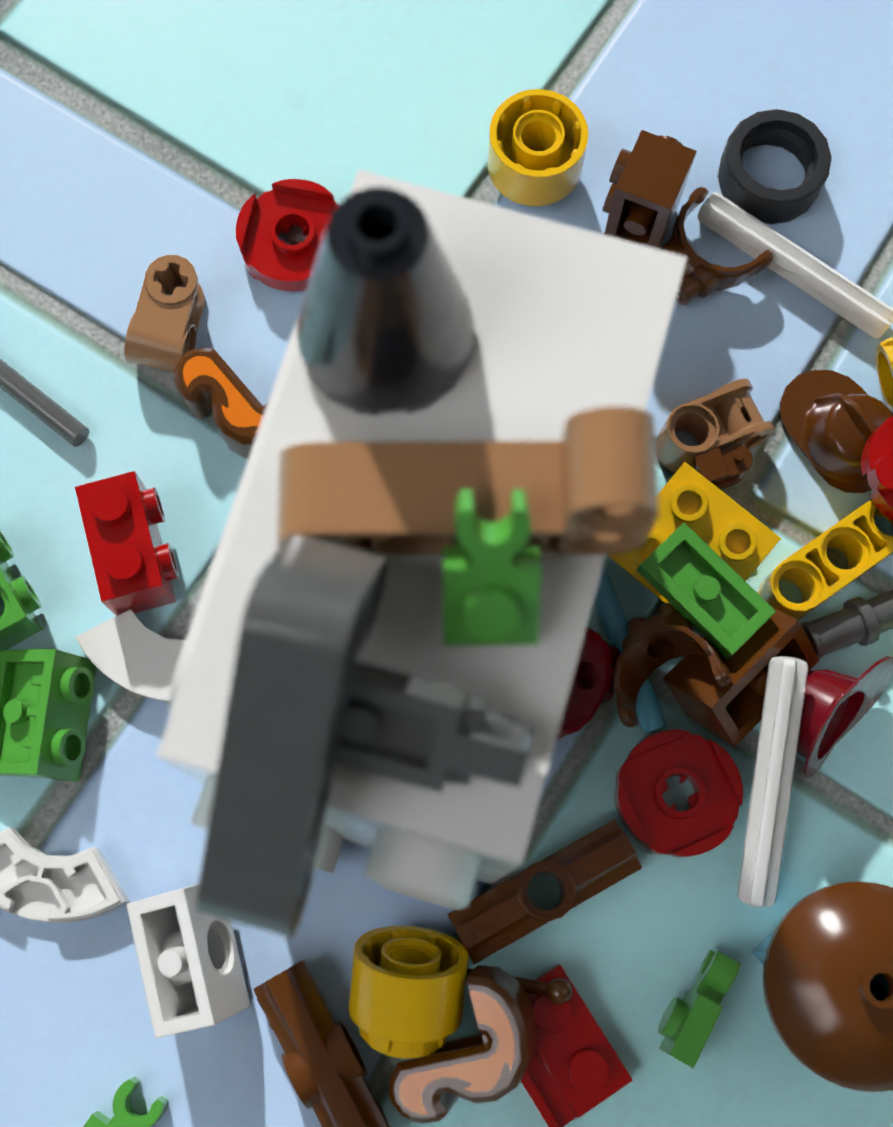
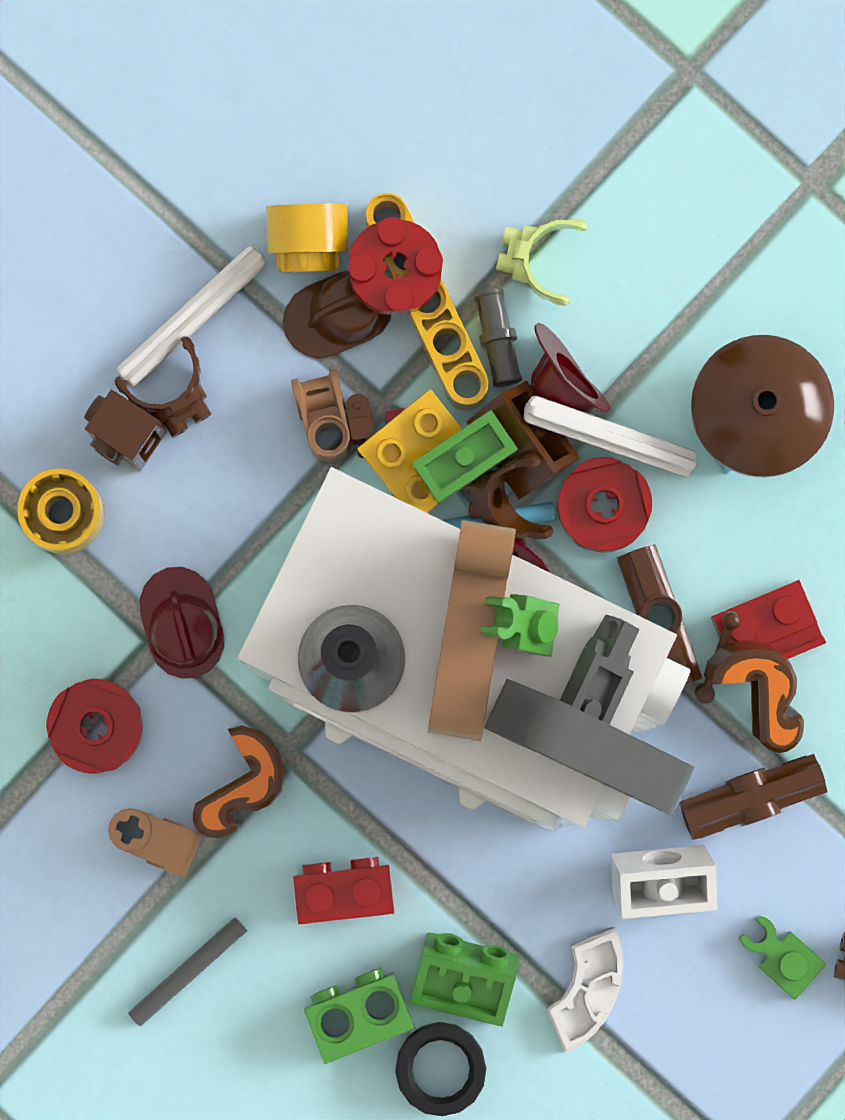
camera: 80 degrees left, 10 degrees up
(133, 655) = (441, 883): white tile -> none
(407, 989) = (712, 727): yellow piece -> none
(691, 1020) = (766, 531): bright green plate -> none
(781, 130) = (81, 285): black tyre -> none

